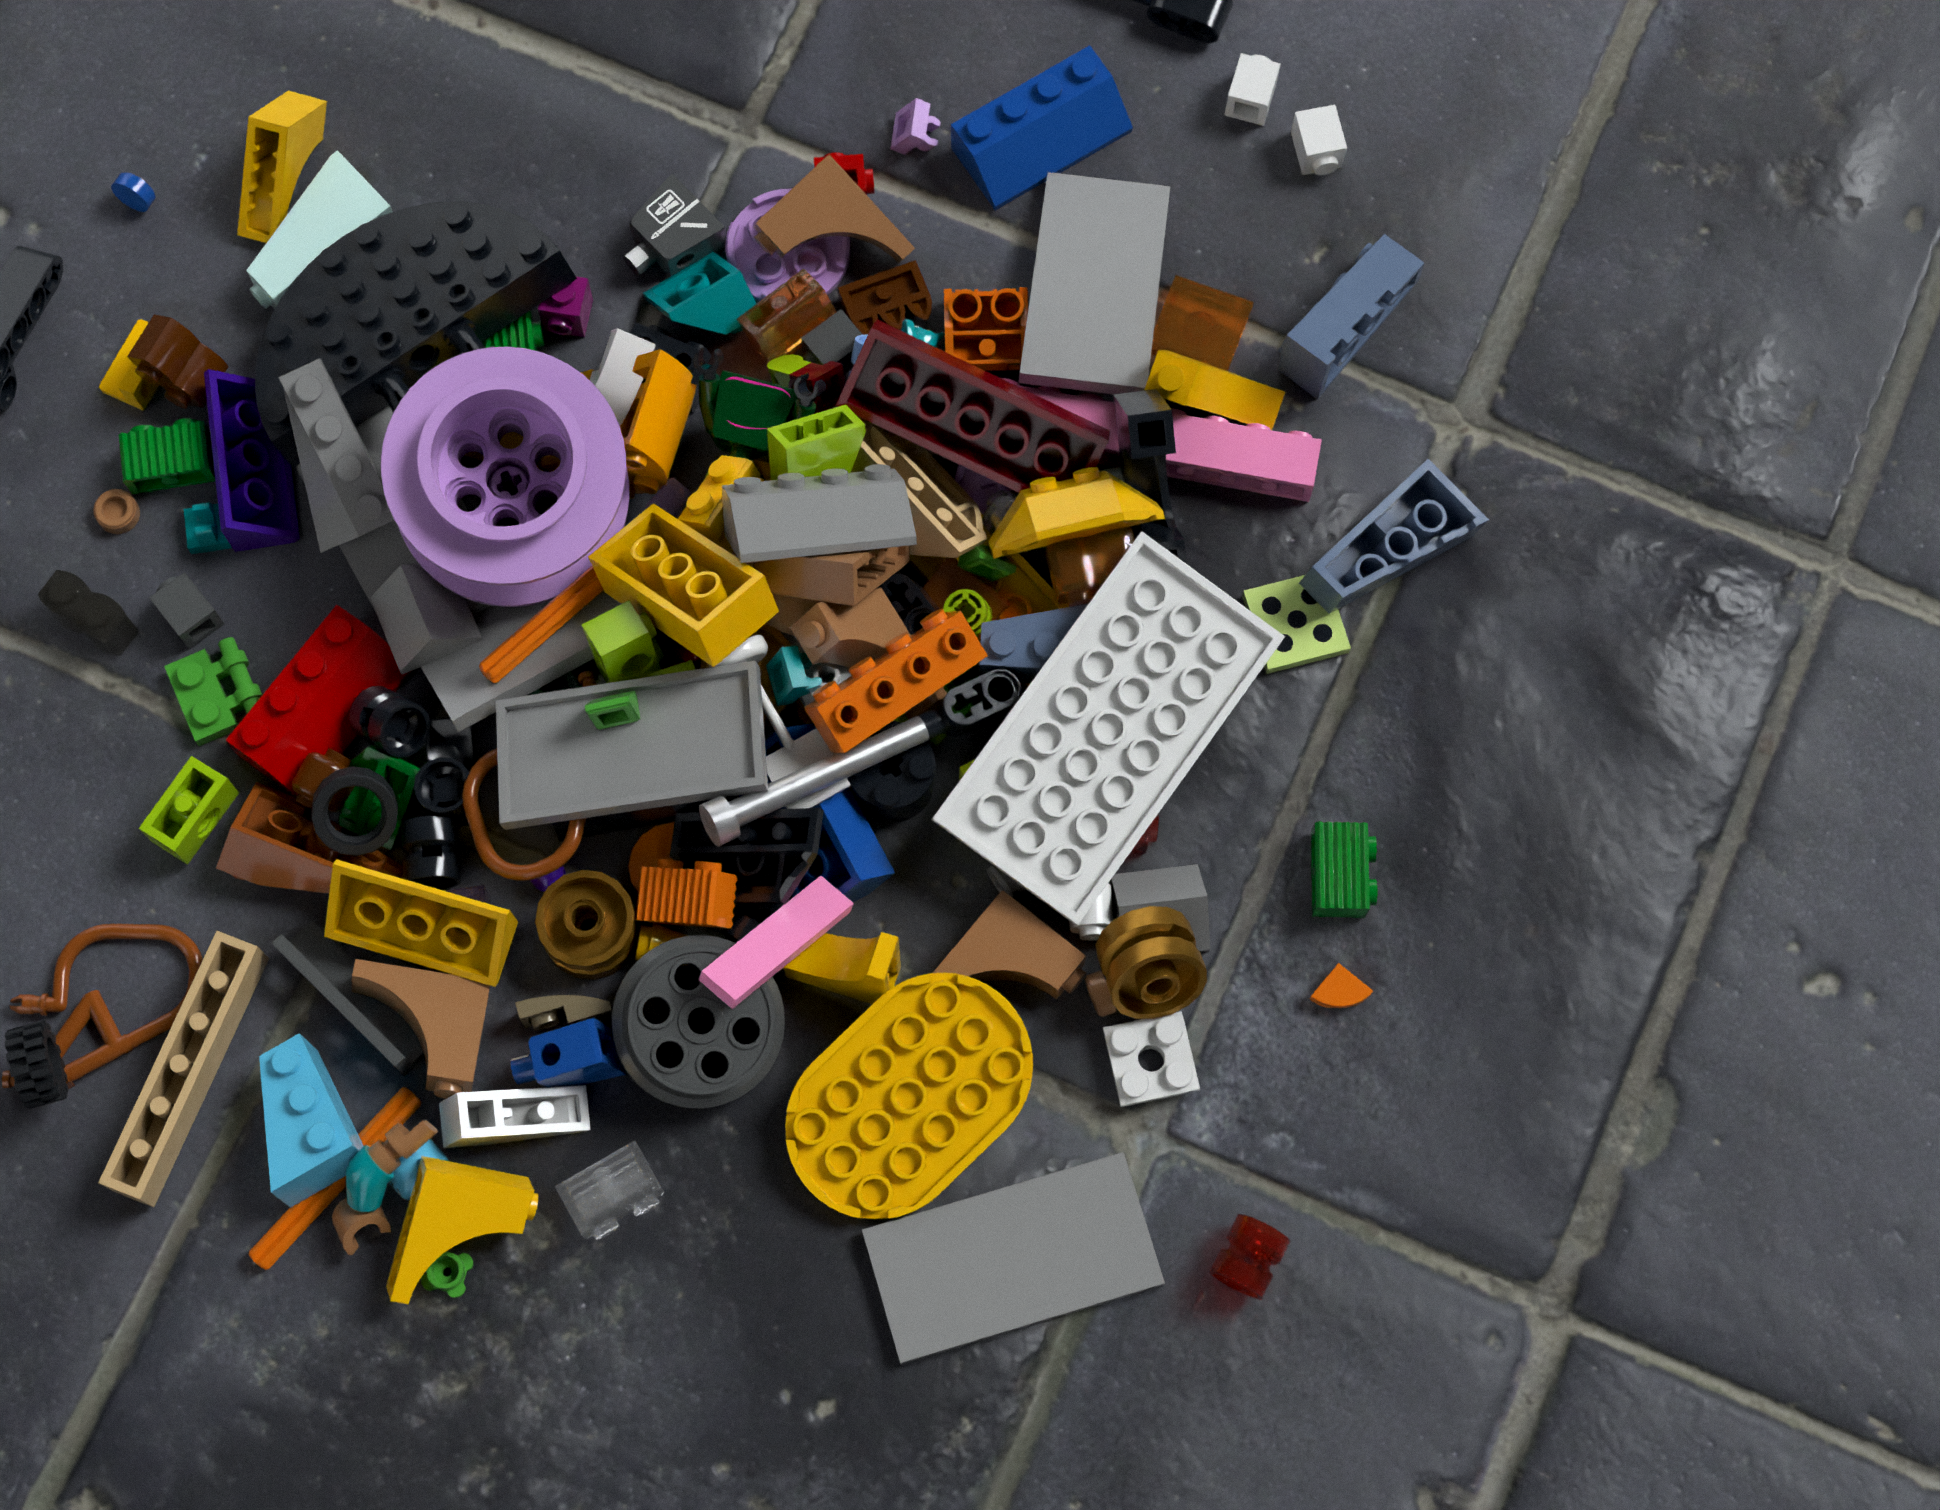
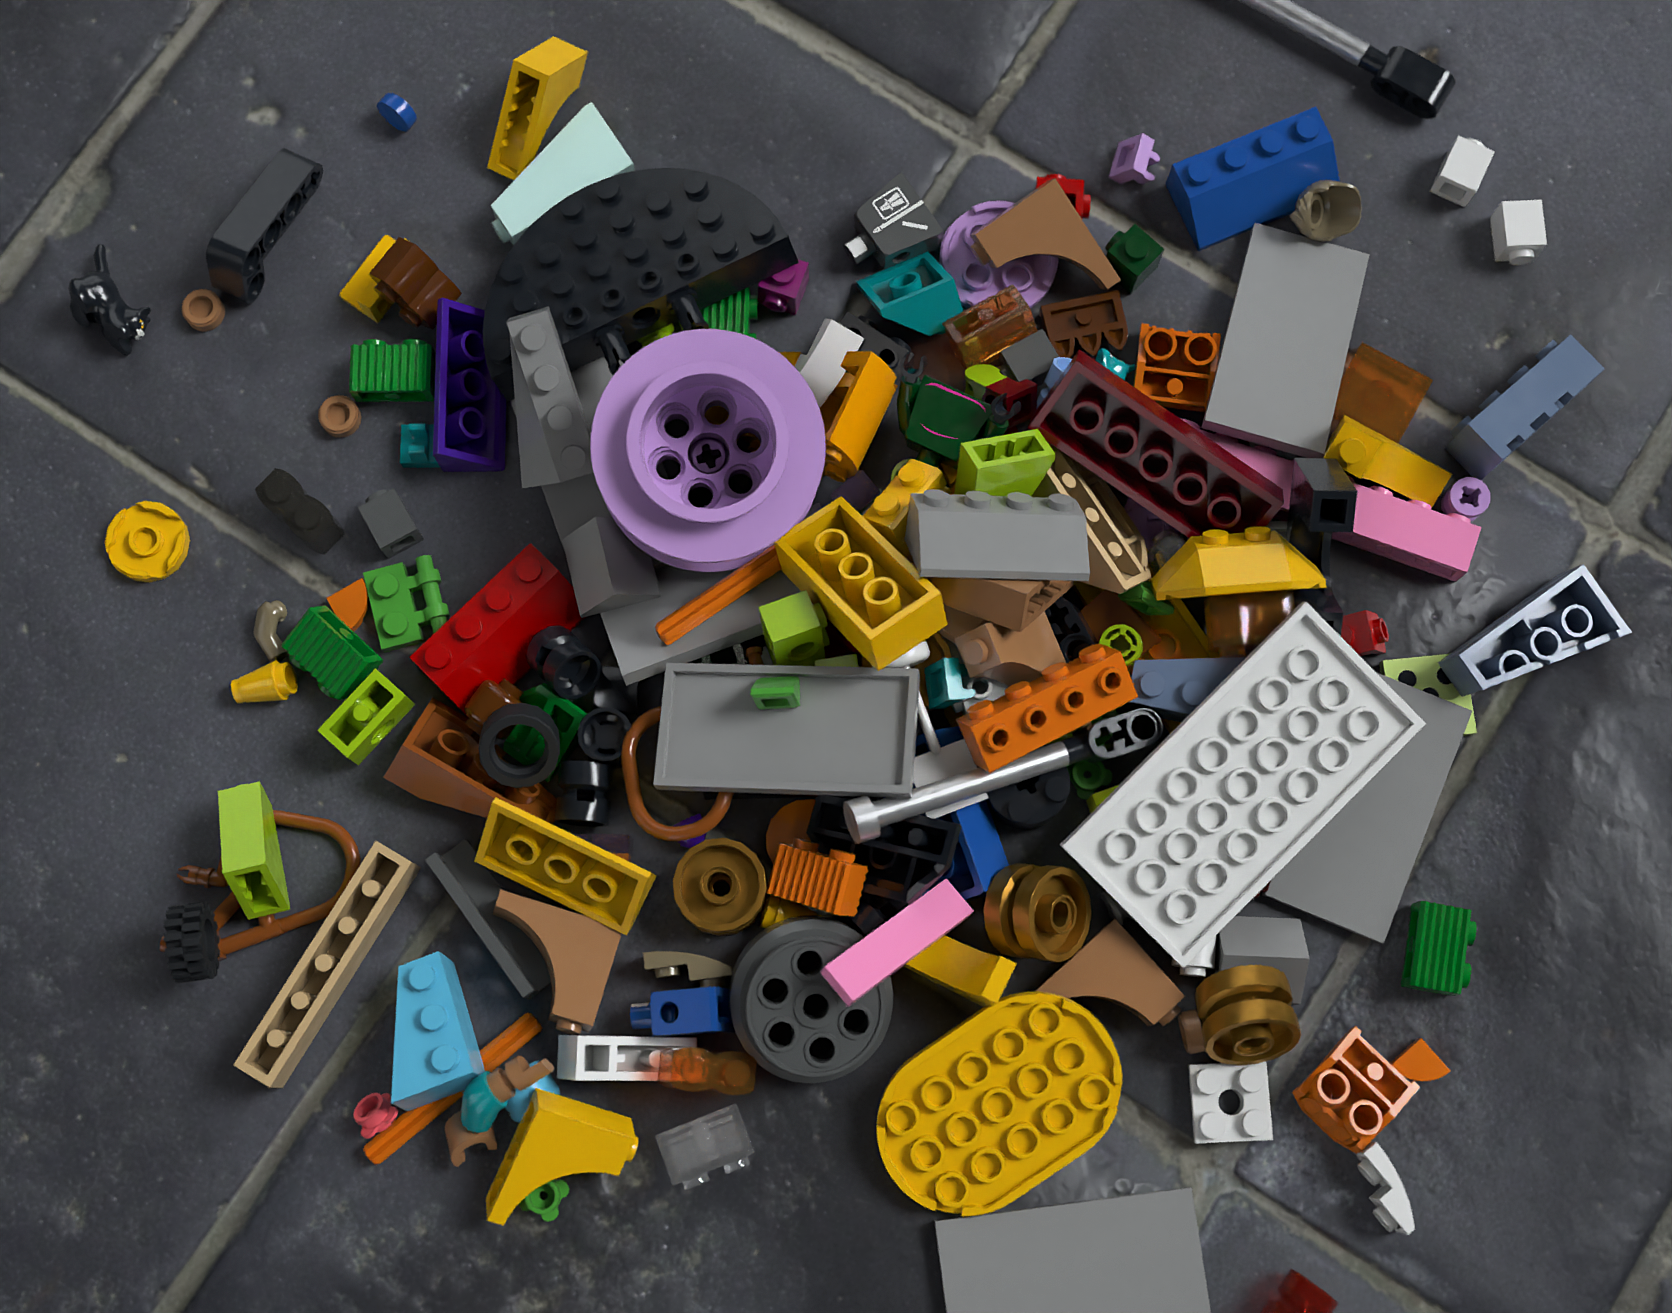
camera: 10 degrees right, 5 degrees up
(68, 740) = (266, 626): none -> dark tan arm
(77, 795) = (266, 683): none -> yellow cone
(87, 964) = (251, 850): none -> lime slope
(140, 750) = (330, 652): none -> green brick
(156, 702) = (351, 604): none -> orange tile
(255, 1216) = (374, 1114): none -> coral plate
(609, 1113) = (703, 1070): none -> clear orange brick
(920, 893) = (1037, 912): none -> pearl gold wheel
(926, 224) = (1133, 256): none -> dark green brick
(944, 751) = (1086, 787): none -> bright green plate
(1118, 147) = (1327, 210): none -> dark tan hair
(1219, 564) = (1365, 632): none -> red bracket
(1251, 778) = (1366, 852): none -> light grey tile
(1271, 1017) = (1363, 1093): none -> orange slope
(1311, 423) = (1456, 503): none -> lavender wheel
(1332, 1132) = (1391, 1199): none -> white slope

